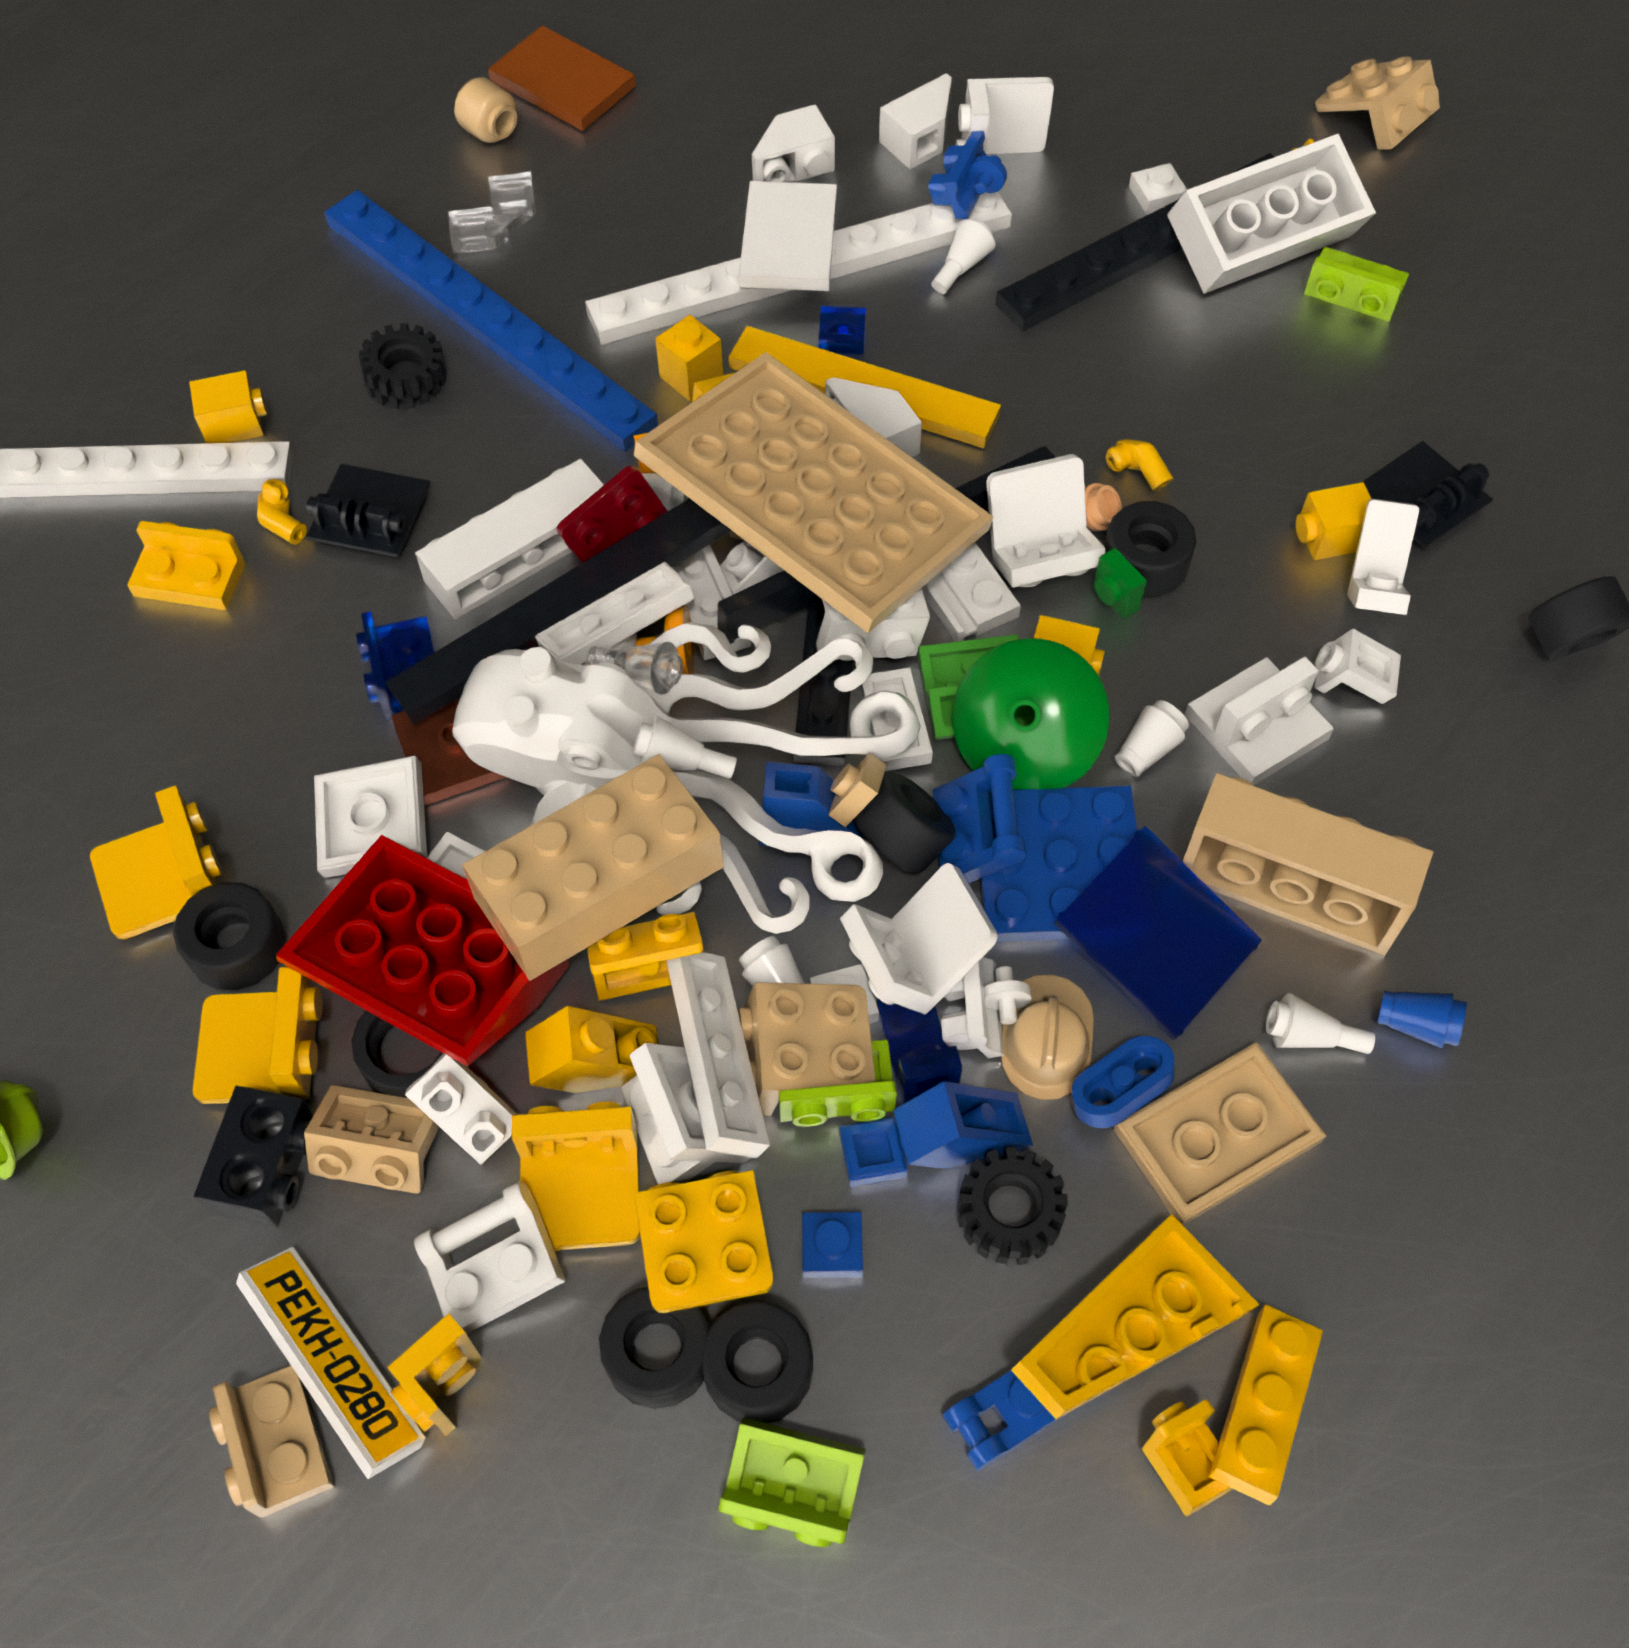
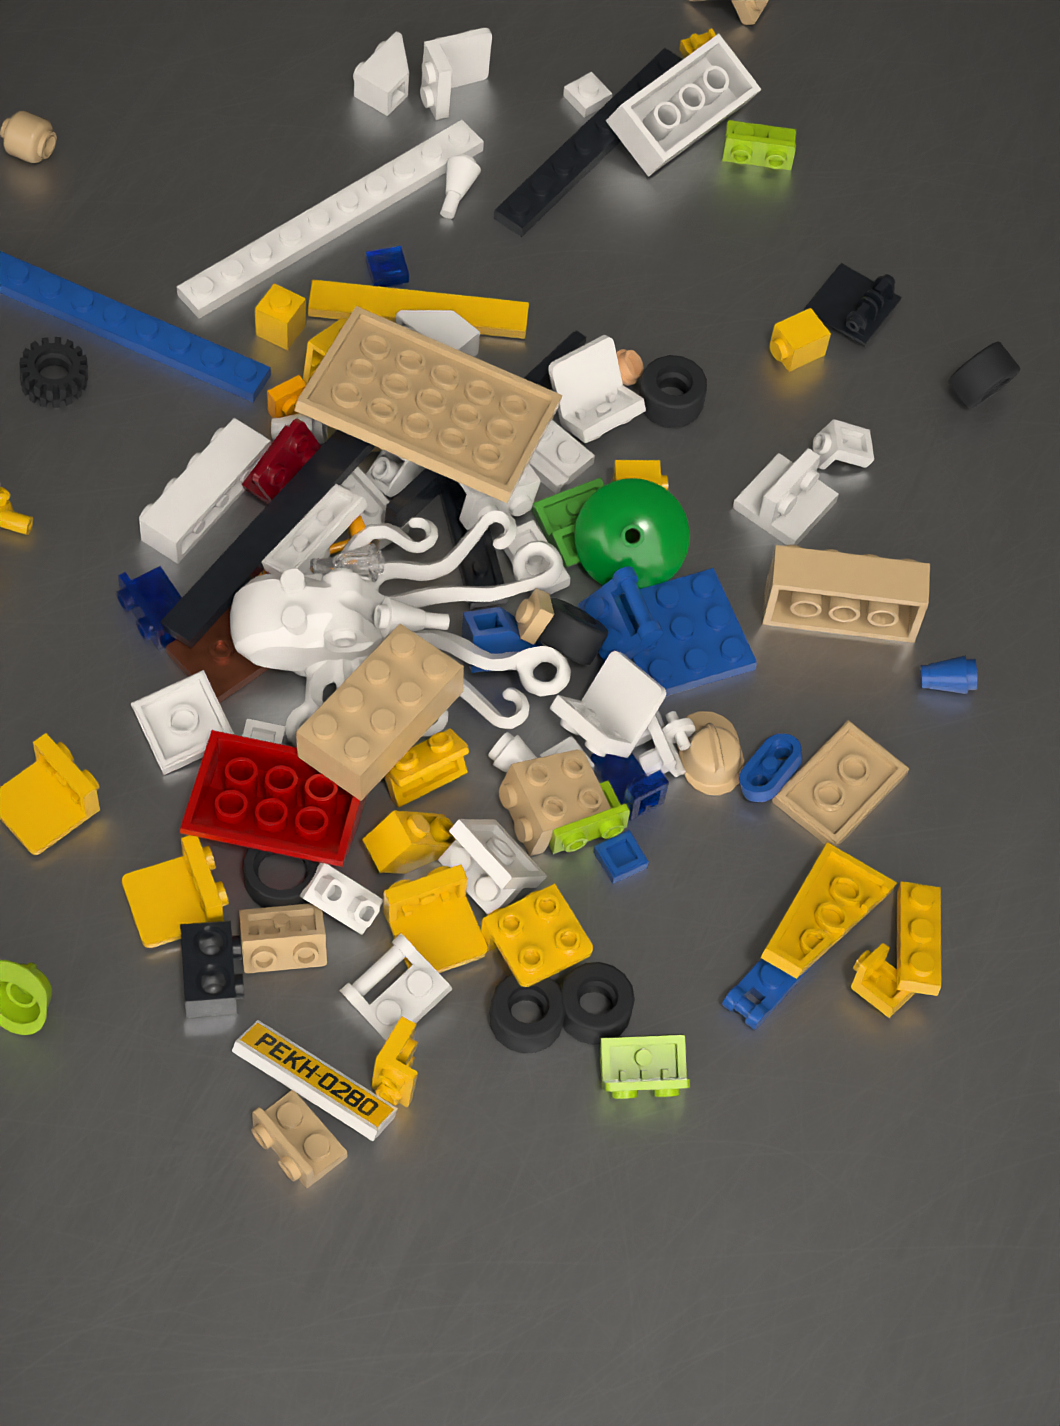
camera: 25 degrees left, 0 degrees up
(212, 912) = (114, 808): black tyre -> none
(366, 510) = (76, 494): black hinge -> none
(488, 226) = (69, 237): clear tile -> none
(562, 77) = (73, 91): dark orange tile -> none
(717, 1056) = (502, 816): white plate -> none
(788, 236) = (321, 198): white tile -> none
(795, 147) = (294, 120): white slope -> none
(832, 1245) = (615, 921): blue plate -> none
(960, 1124) = (674, 823): blue slope -> none
(967, 176) = (448, 117): blue hips -> none
(1017, 1171) = (730, 845): black tyre -> none
(1119, 583) = (660, 422): green plate -> none
(1141, 457) = (644, 320): yellow arm -> none
(1152, 737) = (717, 530): white cone -> none
(1158, 932) = (763, 663): clear blue piece -> none
(1302, 1025) = (874, 701): white cone -> none
(1383, 557) = (839, 362): white bracket -> none

